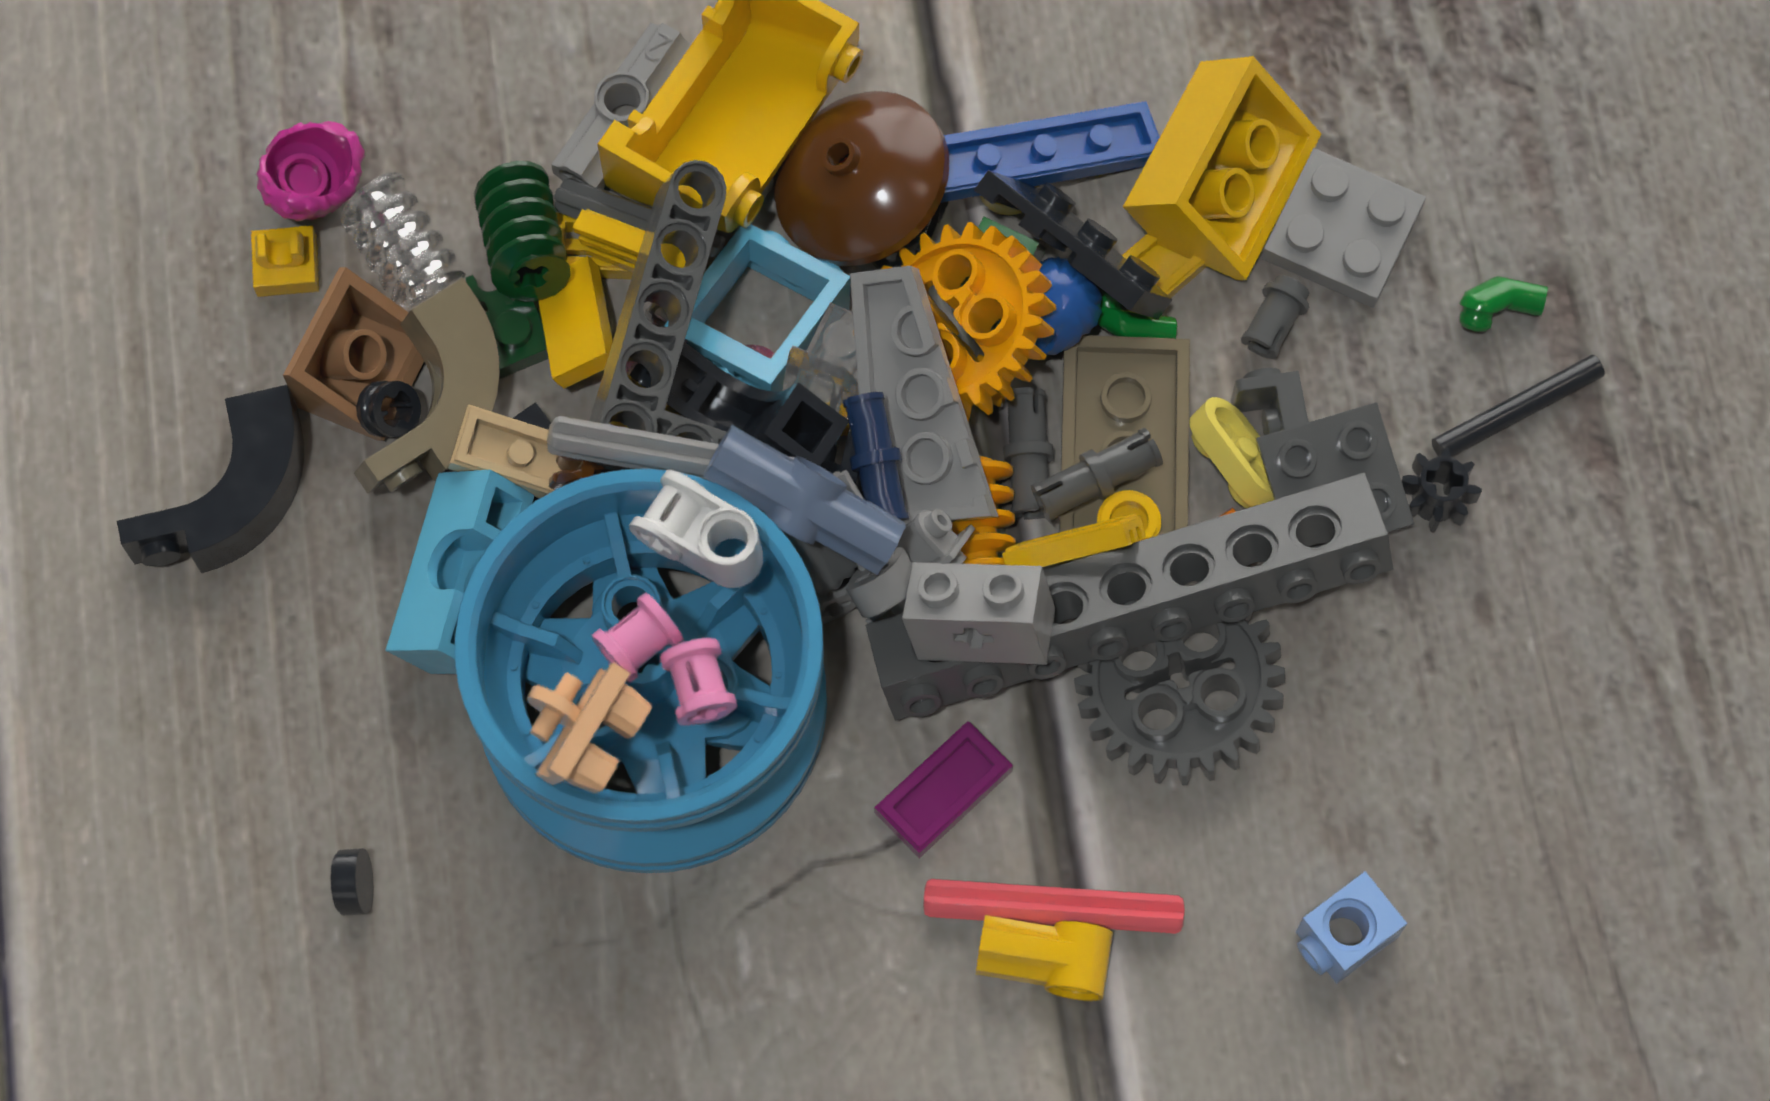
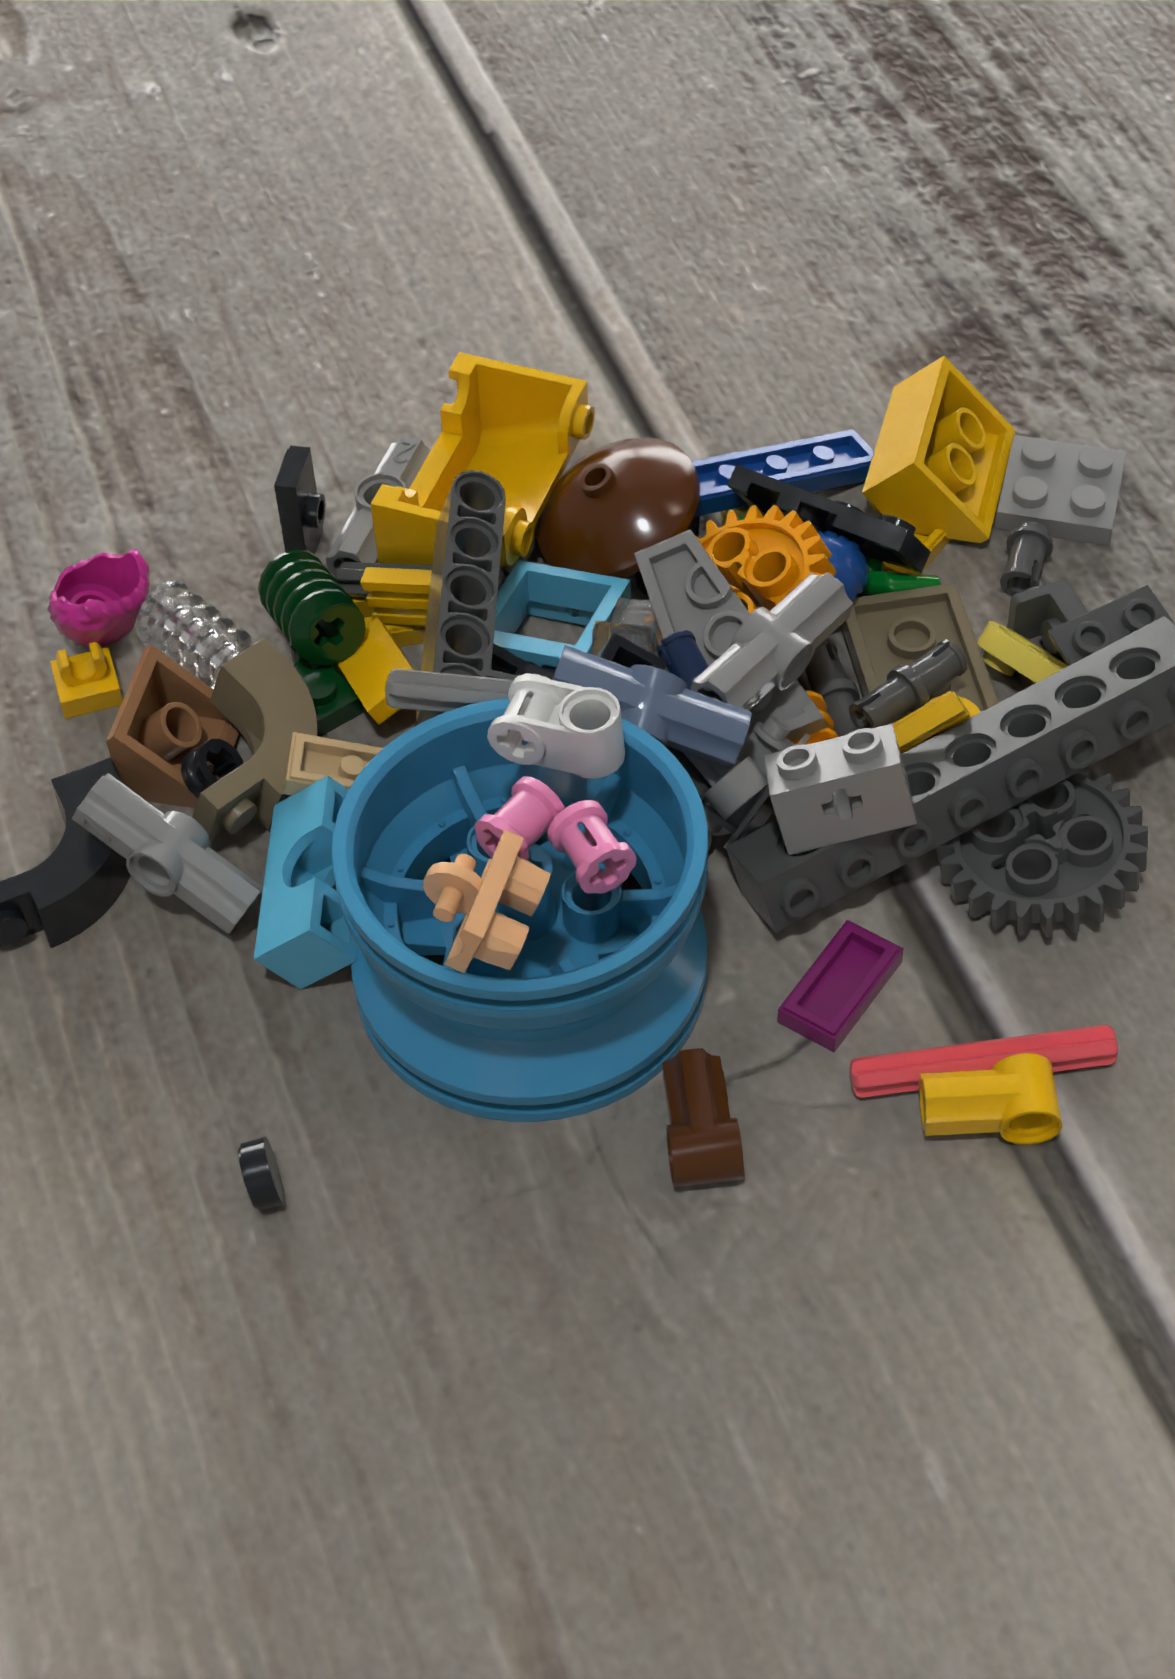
camera: 10 degrees left, 20 degrees down
(323, 515) = (167, 853): none -> light grey piece
(533, 101) = (298, 502): none -> black plate
(766, 933) = (701, 1135): none -> reddish brown piece
(952, 438) = (776, 644): none -> light grey piece

